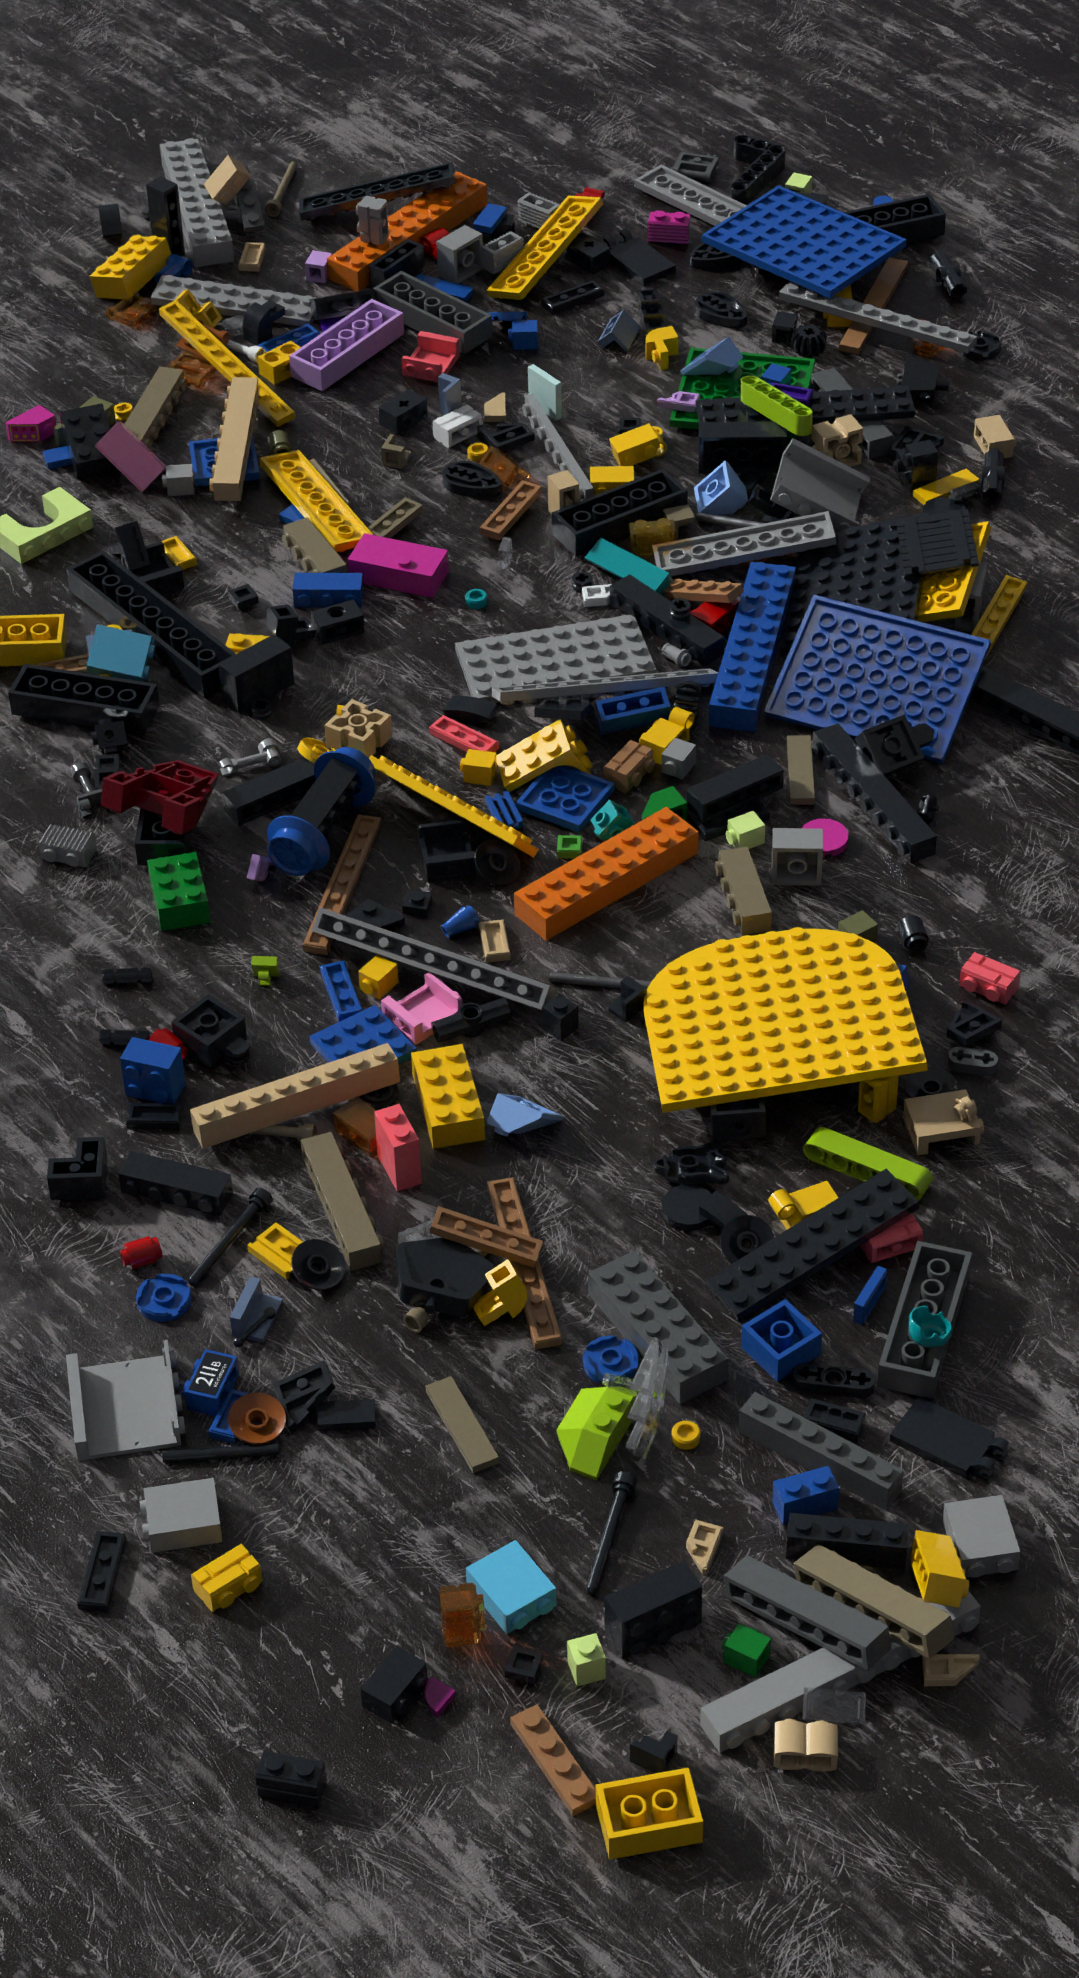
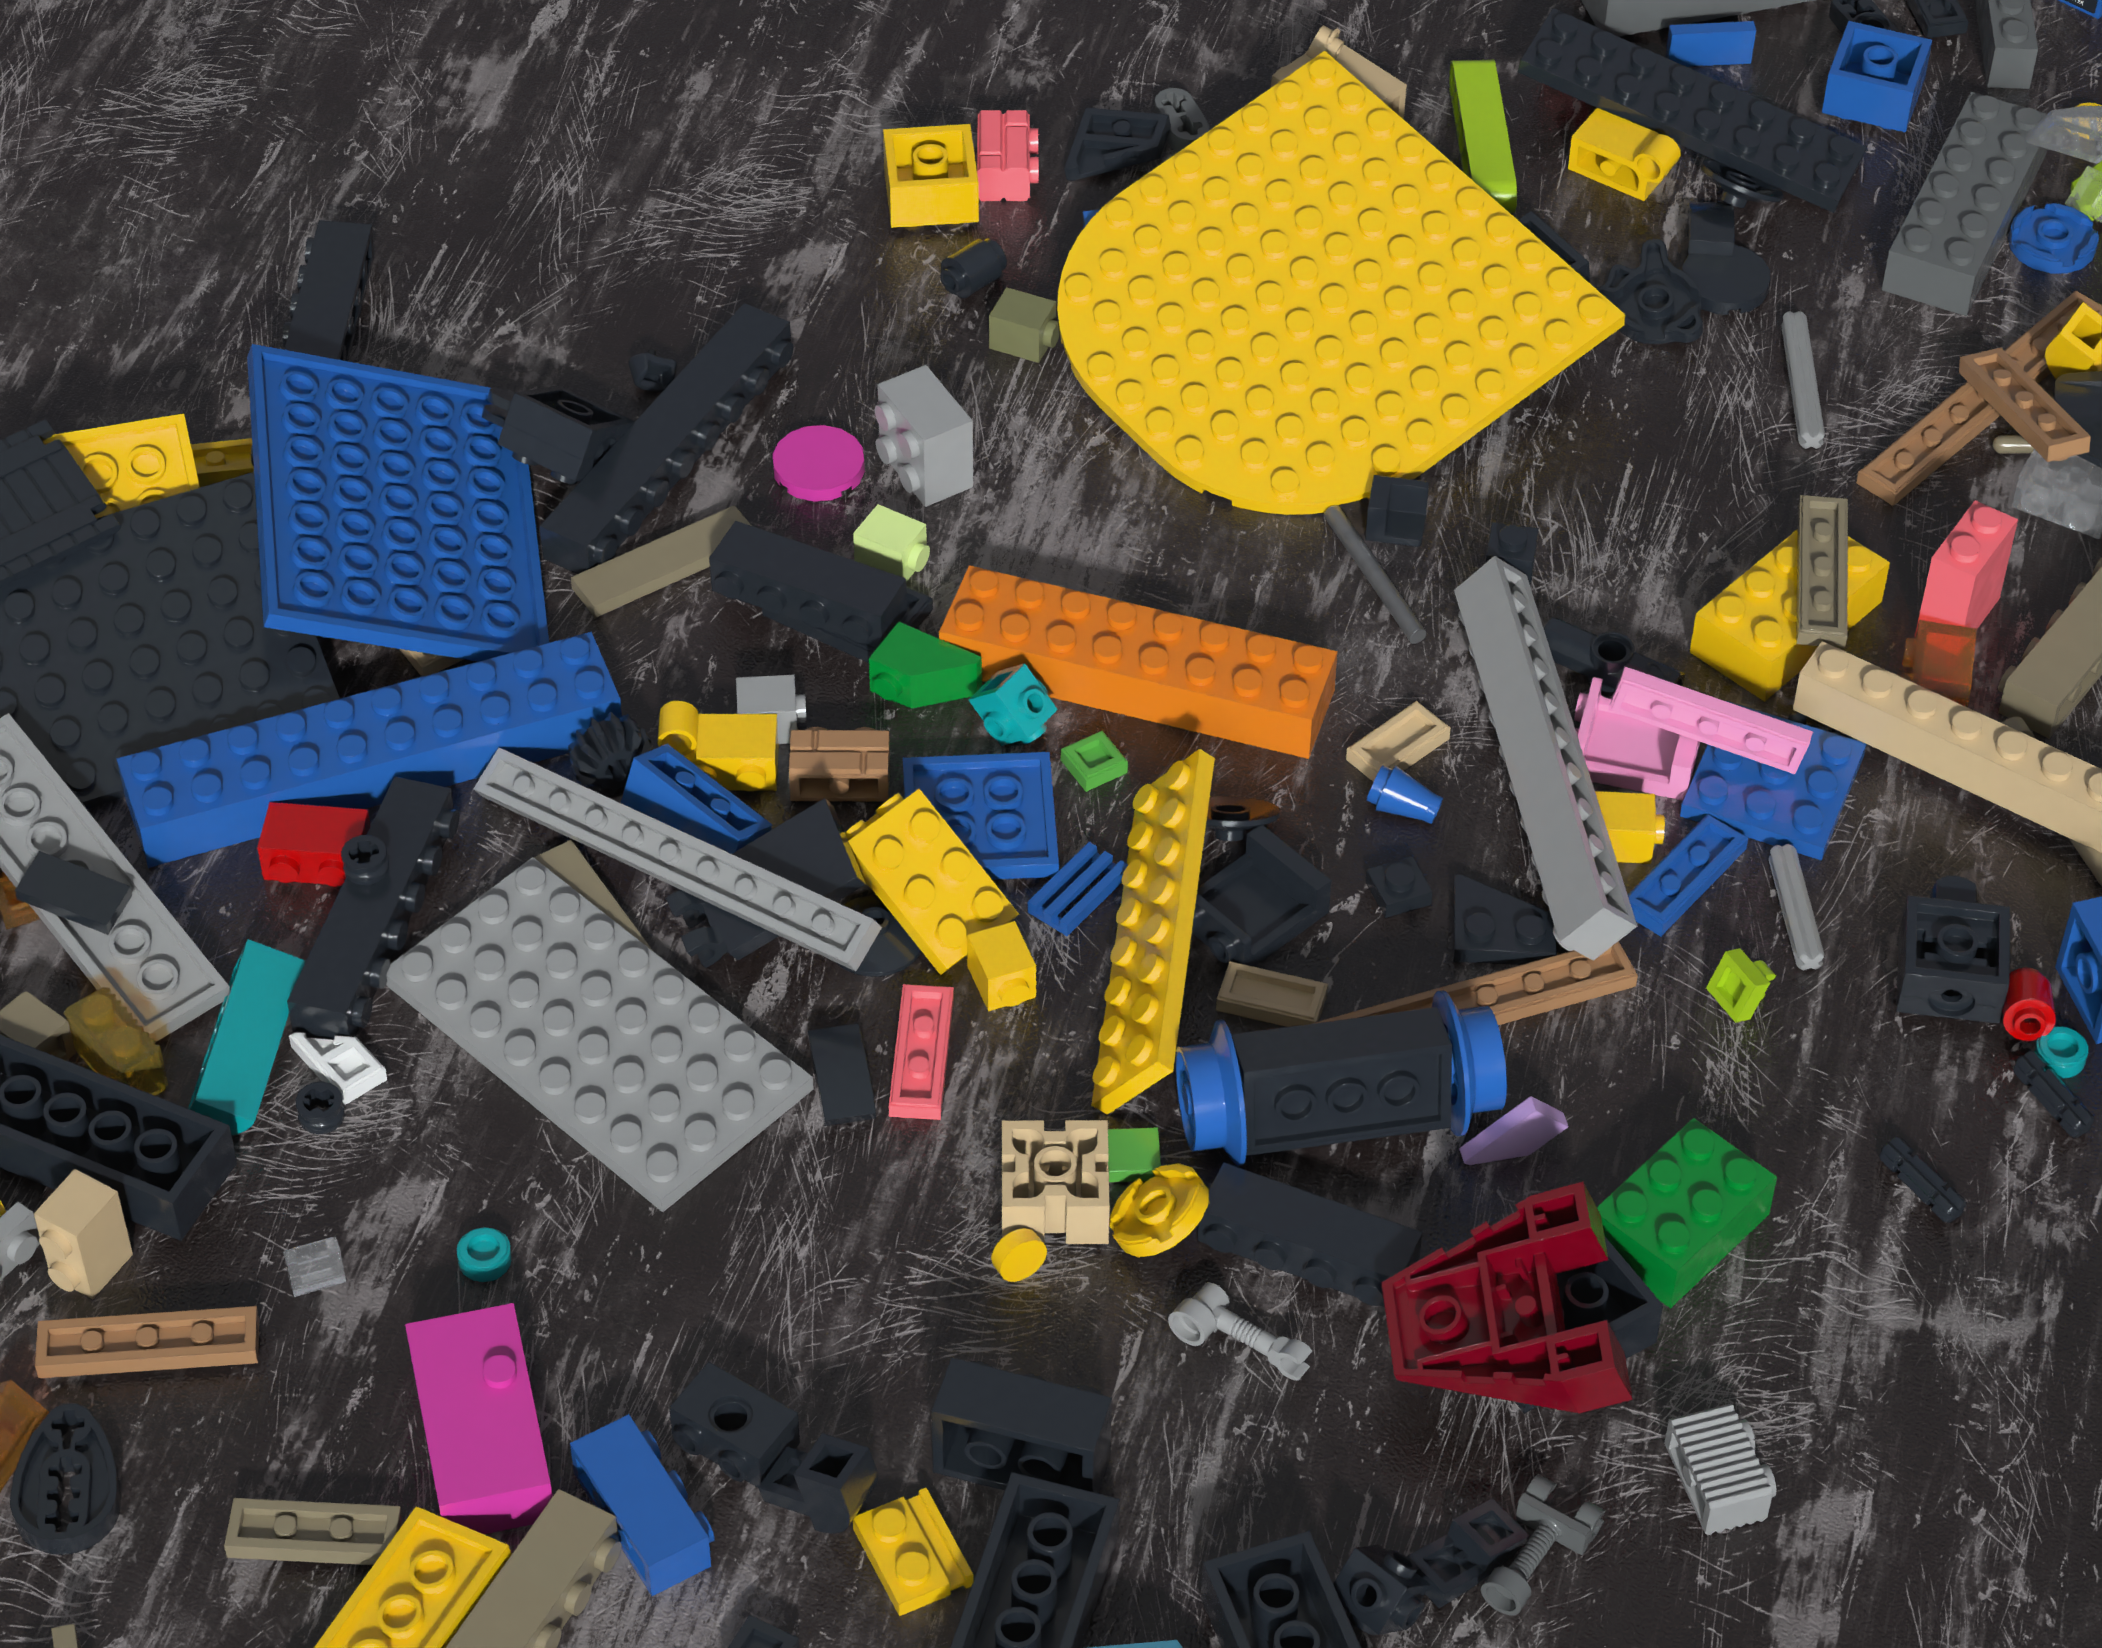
camera: 125 degrees left, 5 degrees up
(290, 1013) = (1796, 907): none -> light grey axle
(392, 1006) = (1710, 720): none -> bright pink tile
(396, 841) = (1271, 996): none -> tan tile
(441, 1088) = (1822, 571): none -> dark tan tile
(519, 1115) = (1741, 506): light blue slope -> none
(593, 1195) = (1802, 380): none -> light grey axle
(679, 656) = (467, 845): light grey pin -> none
(703, 591) = (273, 859): medium nougat plate -> none
(729, 535) = (73, 892): none -> black tile
(743, 891) = (1034, 487): dark tan brick -> none
(987, 934) = (931, 175): none -> yellow brick

